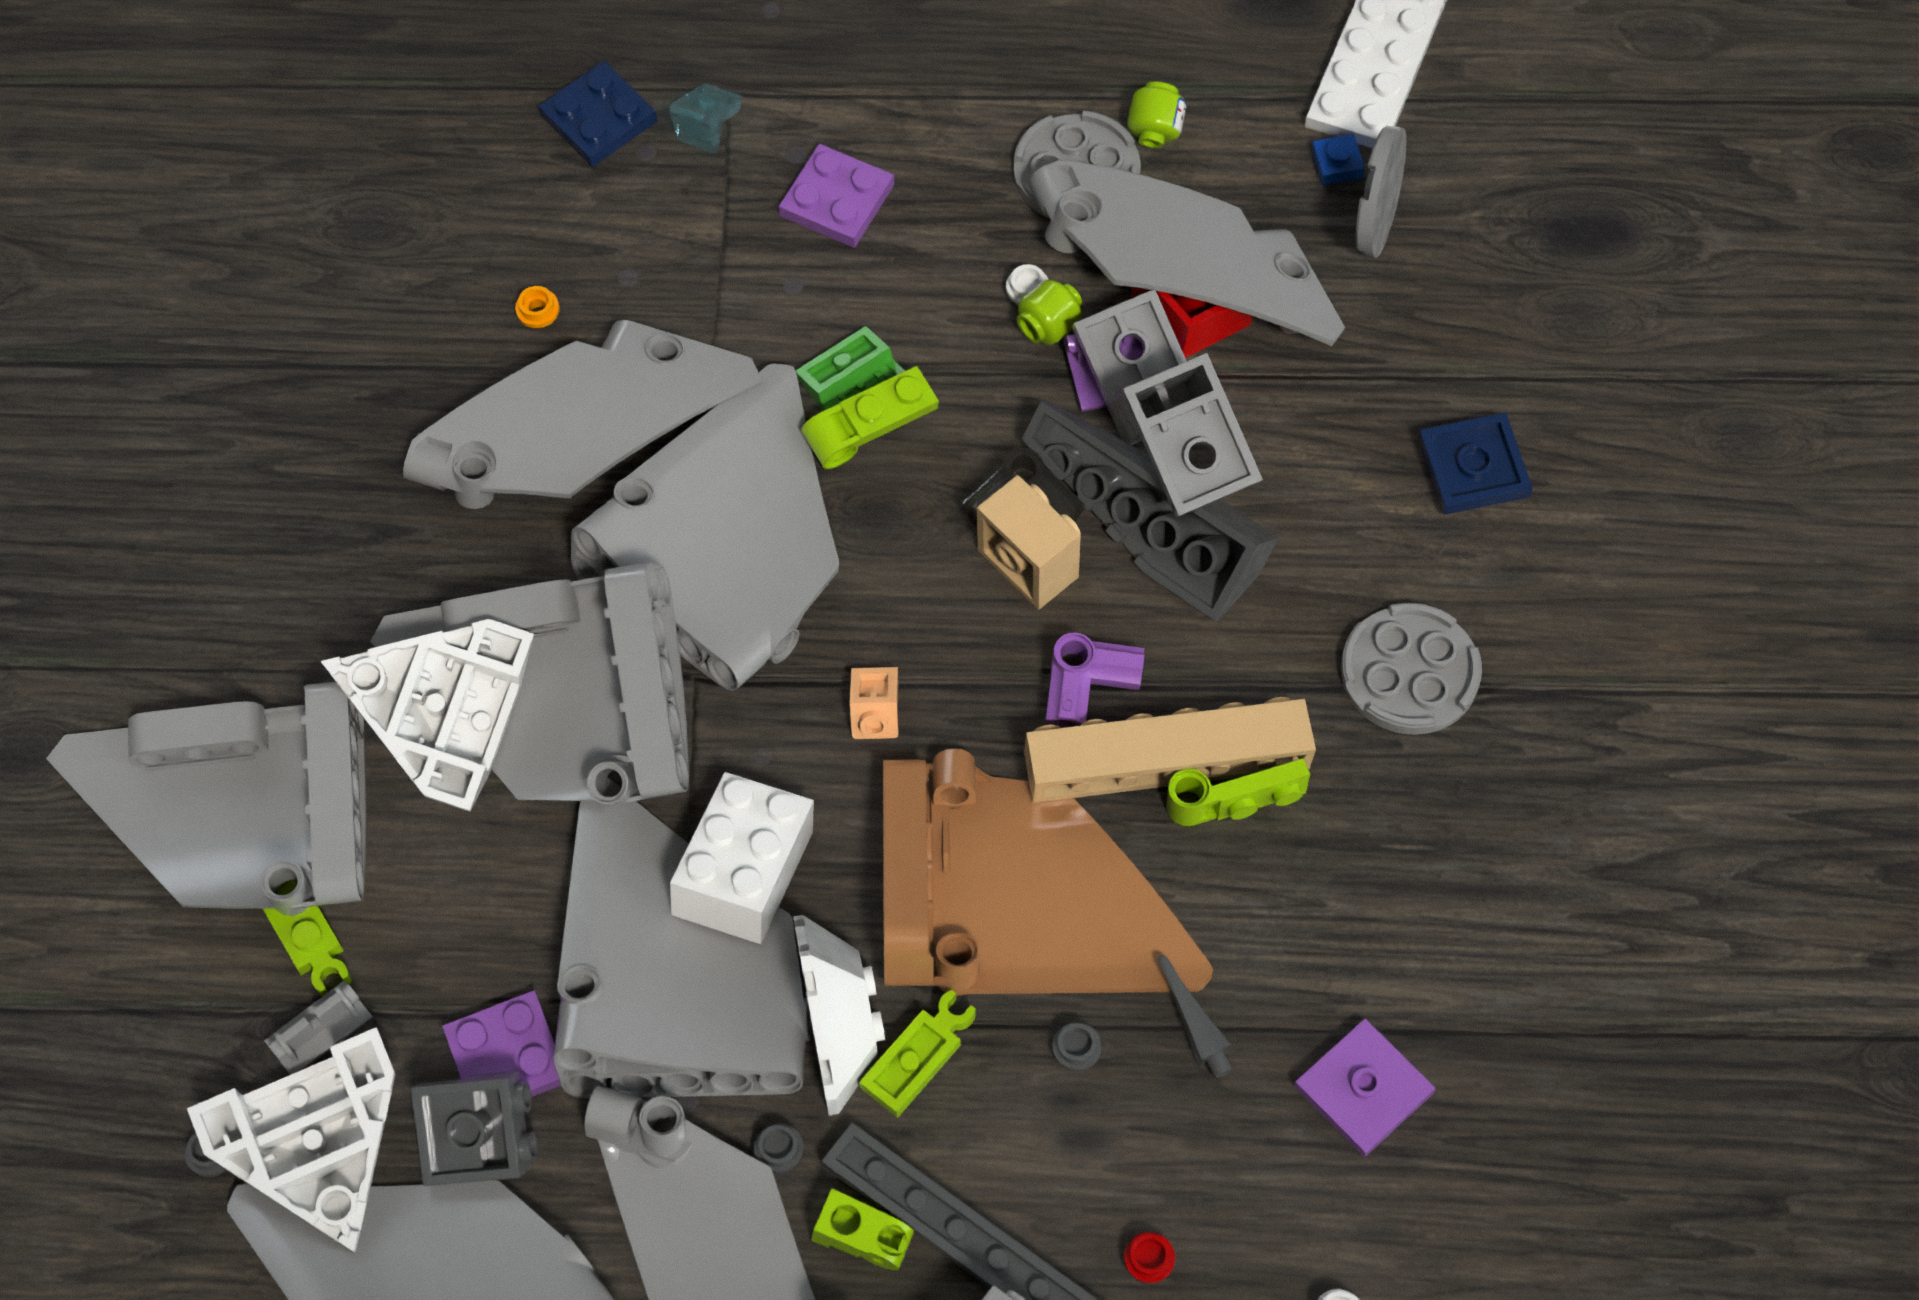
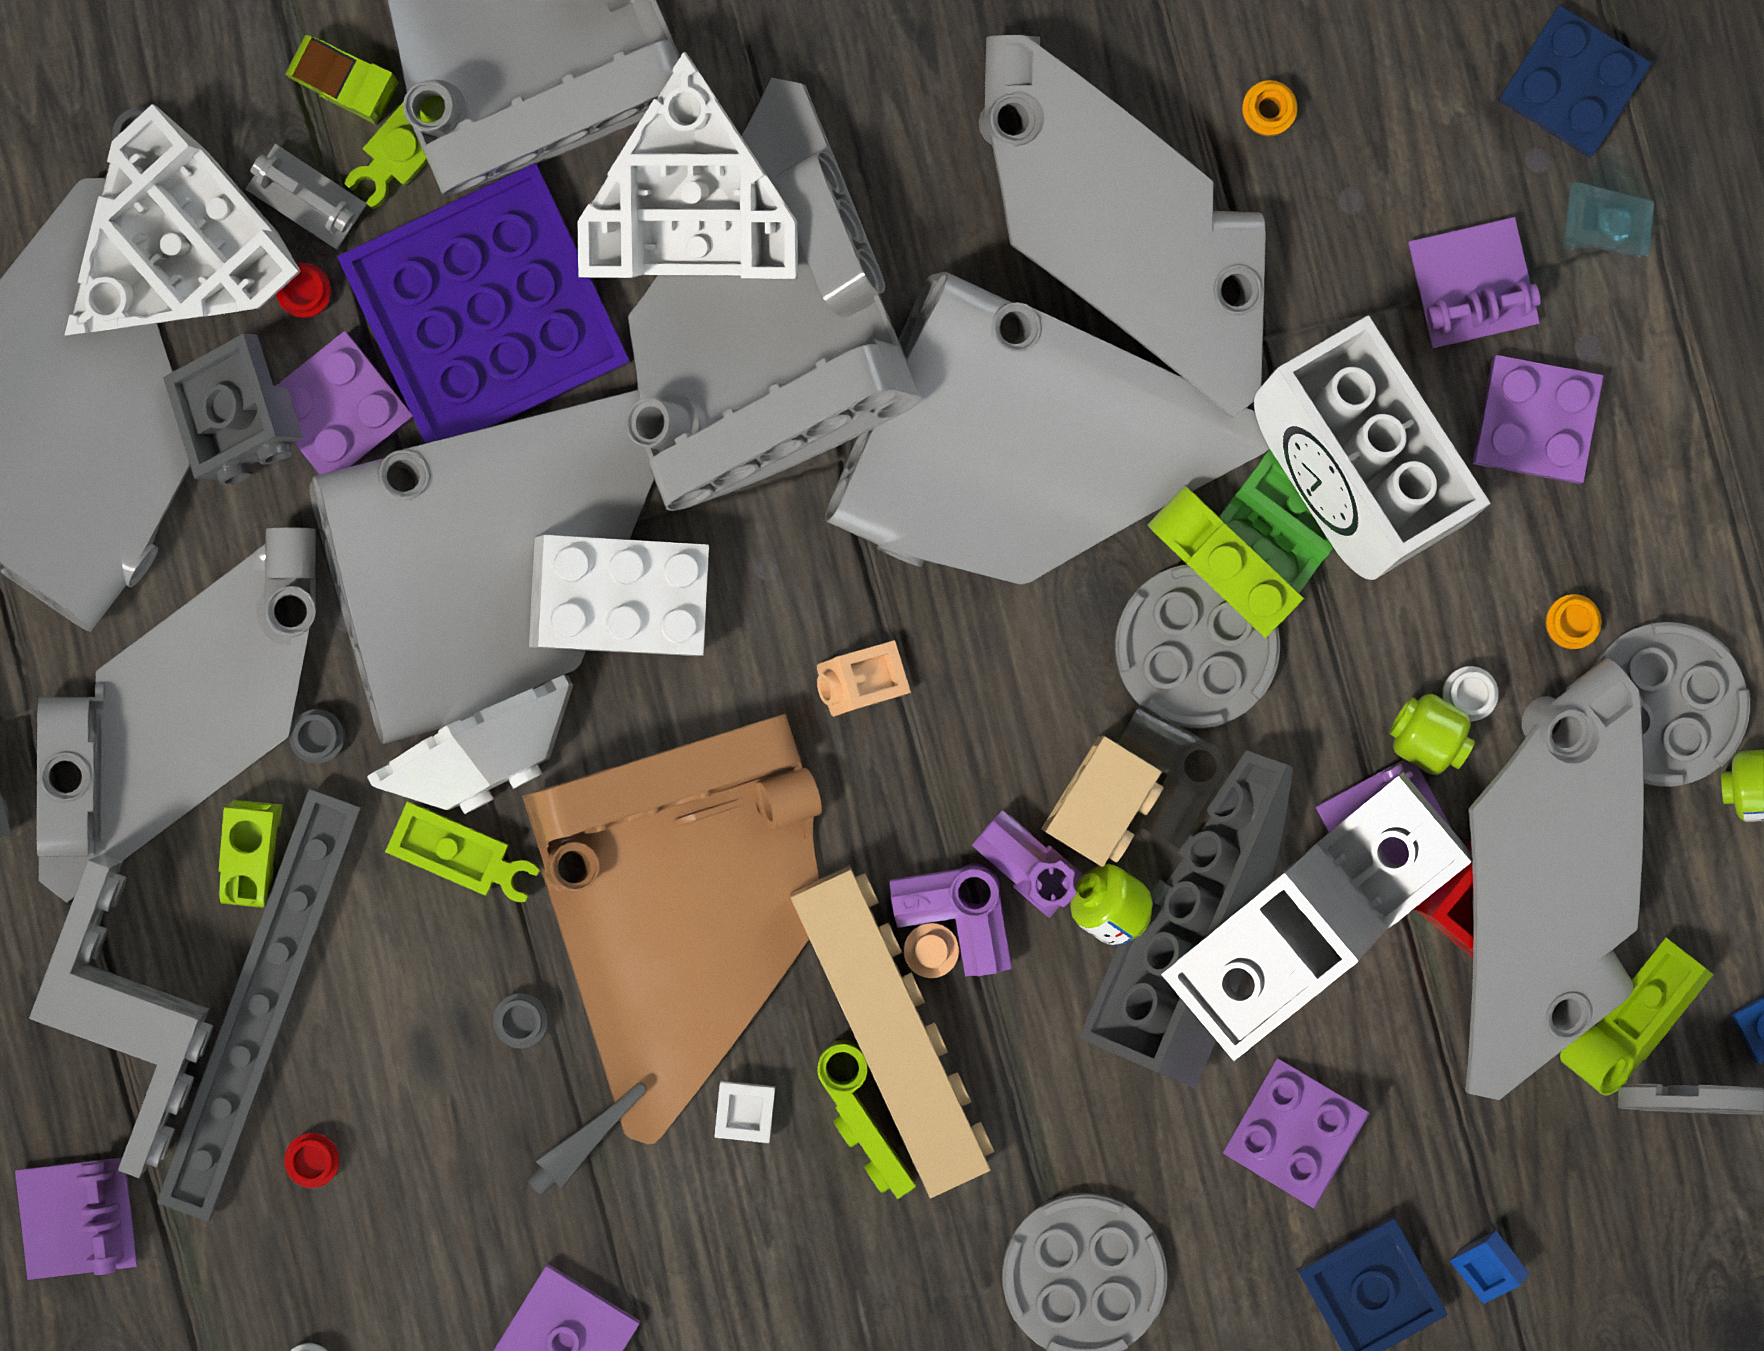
camera: 70 degrees right, 25 degrees up
(232, 968) = (343, 78): none -> leg
(402, 1050) = (306, 293): none -> red plate
(466, 909) = (483, 308): none -> dark purple plate
(721, 208) = (1474, 282): none -> medium lavender hinge
(820, 285) = (1365, 451): none -> white brick
(930, 464) = (1191, 652): none -> light grey tile
(995, 207) = (1573, 621): none -> light orange plate
(1074, 608) = (1037, 871): none -> medium lavender piece
(1111, 705) = (931, 950): none -> light nougat plate
(1114, 561) = (1111, 905): none -> lime head
(1205, 884) = (744, 1111): none -> white plate
(1326, 251) = (1628, 1034): none -> lime plate
(1335, 483) = (1296, 1133): none -> medium lavender hinge
(1475, 377) = (1489, 1267): none -> blue plate

